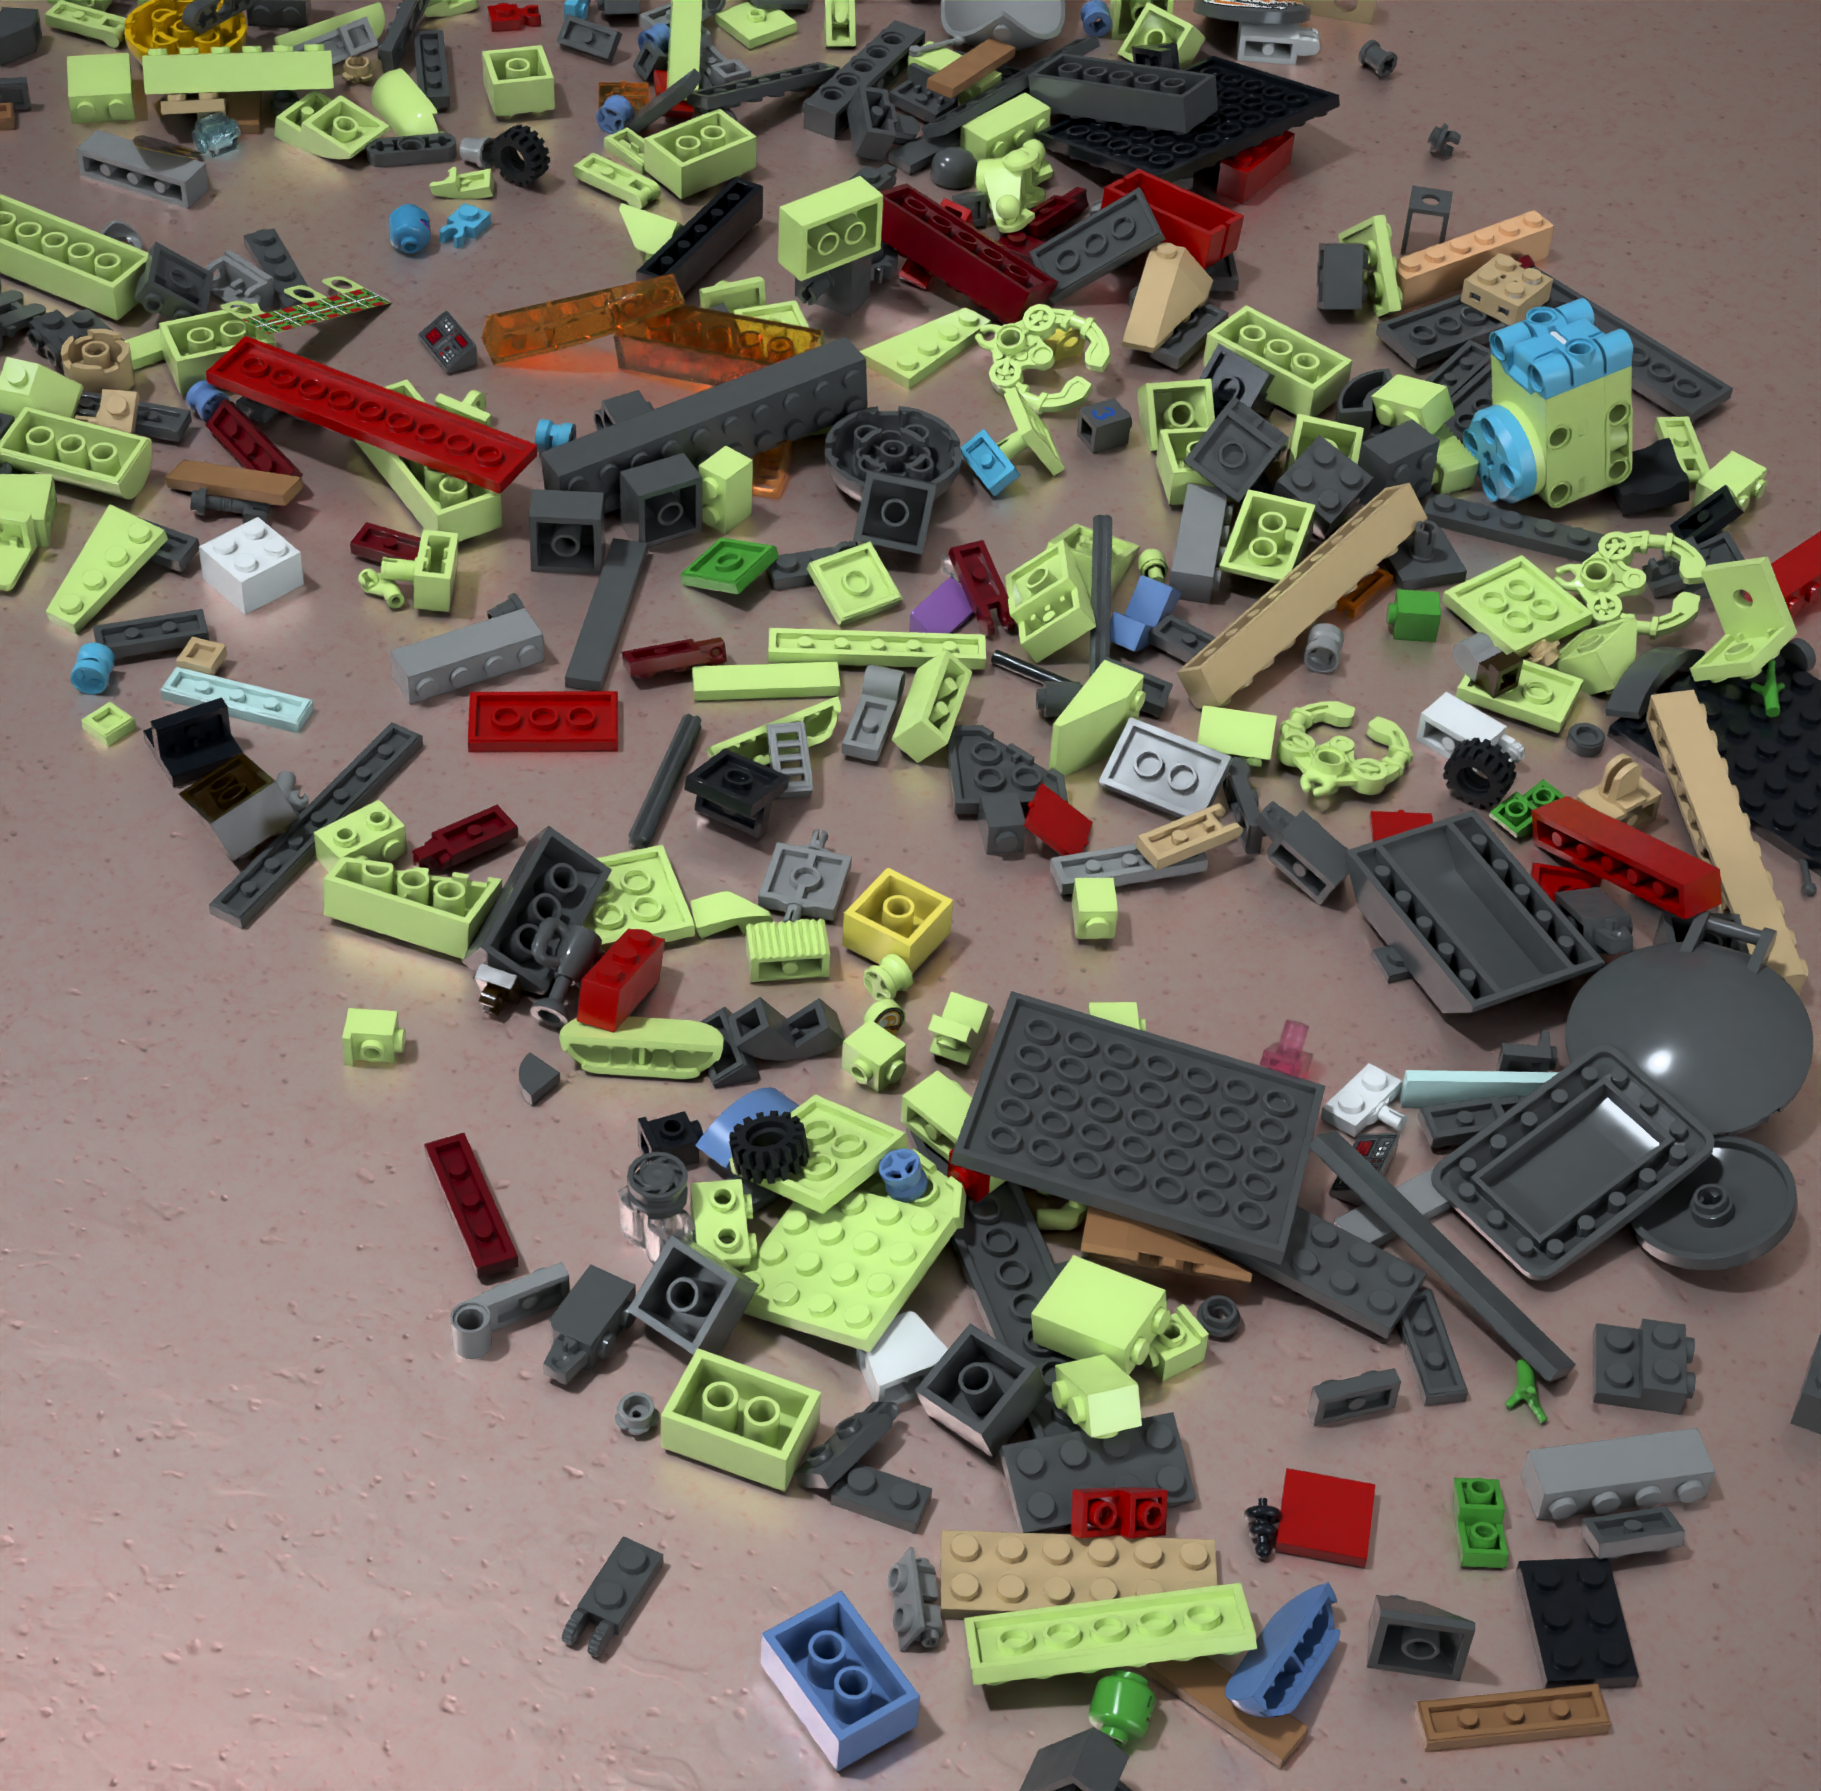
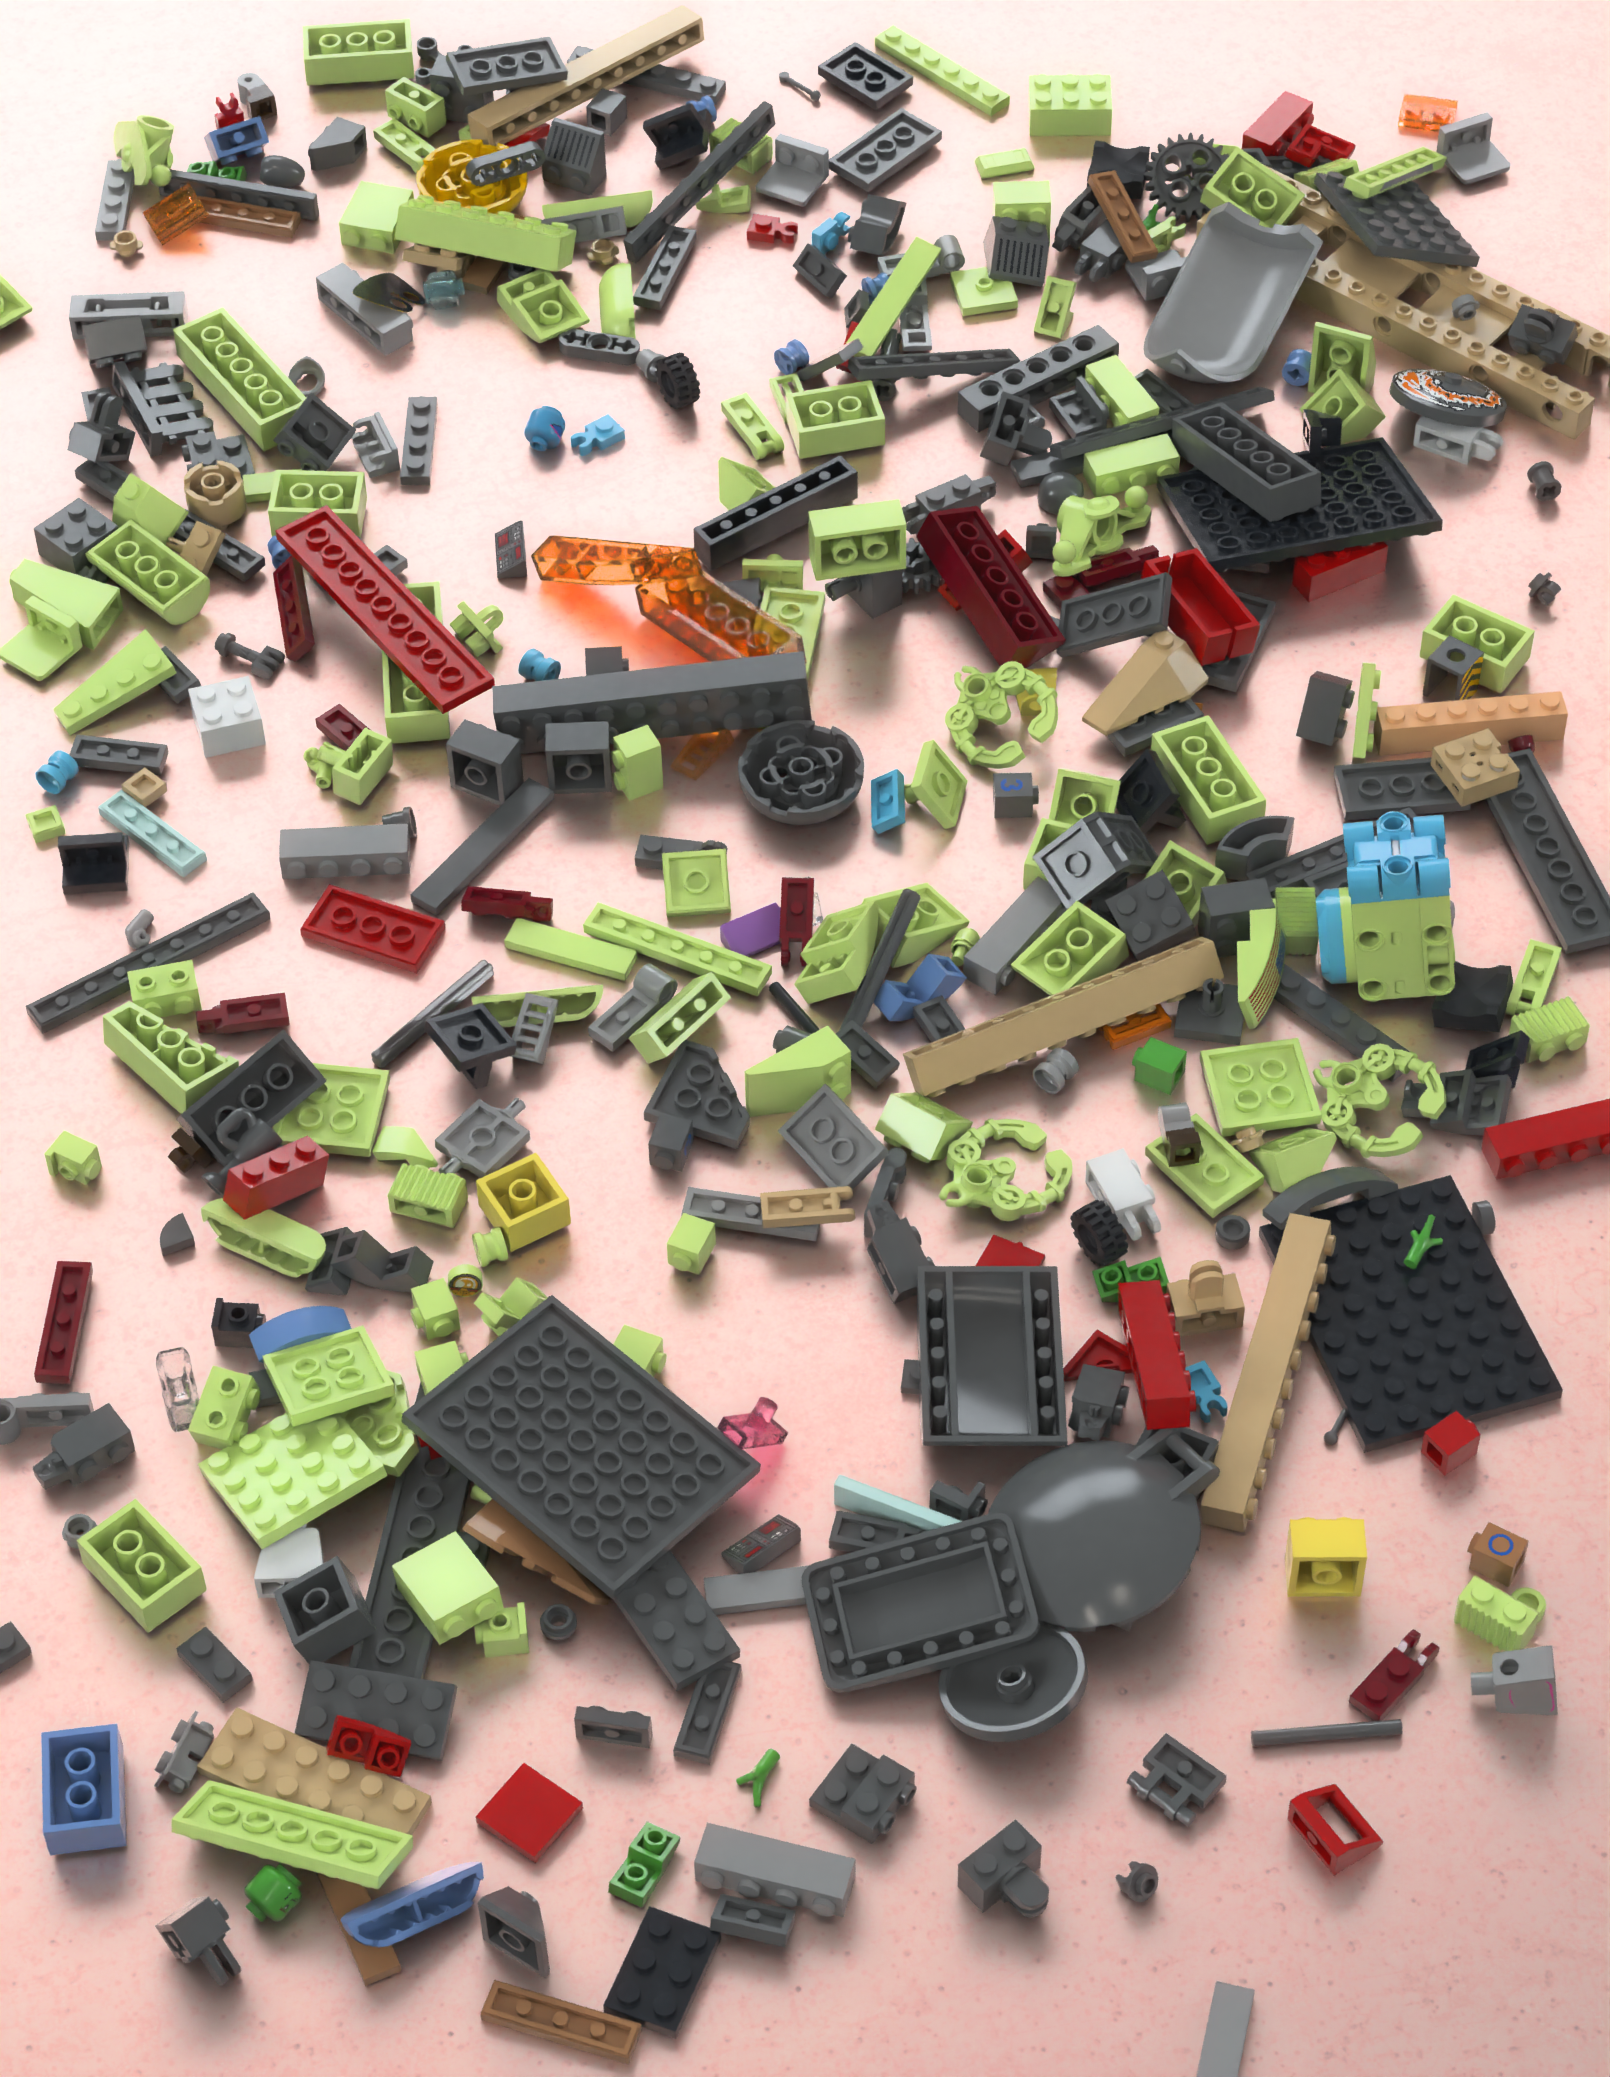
camera: 30 degrees right, 5 degrees up
(234, 482) = (259, 635): medium nougat tile -> none
(239, 806) = (90, 930): dark brown slope -> none
(313, 309) = (416, 489): piece -> none
(465, 186) = (624, 396): yellowish green slope -> none
(518, 80) = (725, 301): yellowish green brick -> none
(635, 93) = (819, 337): clear orange piece -> none
(657, 1187) = (182, 1360): dark grey wheel -> none
(693, 1296) = (163, 1457): dark grey brick -> none
(729, 565) = (605, 833): bright green tile -> none
(769, 1147) = (286, 1357): black tyre -> none
(842, 1450) = (215, 1612): dark grey hinge -> none
(894, 511) = (760, 827): dark grey brick -> none
(903, 1175) = (375, 1417): medium blue wheel -> none
(915, 51) = (1093, 363): light grey hinge -> none
(925, 348) = (912, 670): yellowish green wing -> none
(970, 67) = (1128, 395): medium nougat tile -> none
(1057, 822) = (714, 1157): red piece -> none
(1097, 1396) = (394, 1649): yellowish green brick -> none
(1262, 1530) = (473, 1803): black hair -> none
(1365, 1102) = (801, 1488): white plate -> none
(1396, 188) = (1503, 641): none -> yellowish green brick
(1414, 399) = (1284, 863): yellowish green brick -> none
(1442, 1256) = (757, 1640): dark grey tile -> none
(1454, 493) = (1260, 964): none -> yellowish green slope
(1751, 629) = (1440, 1172): yellowish green bracket -> none

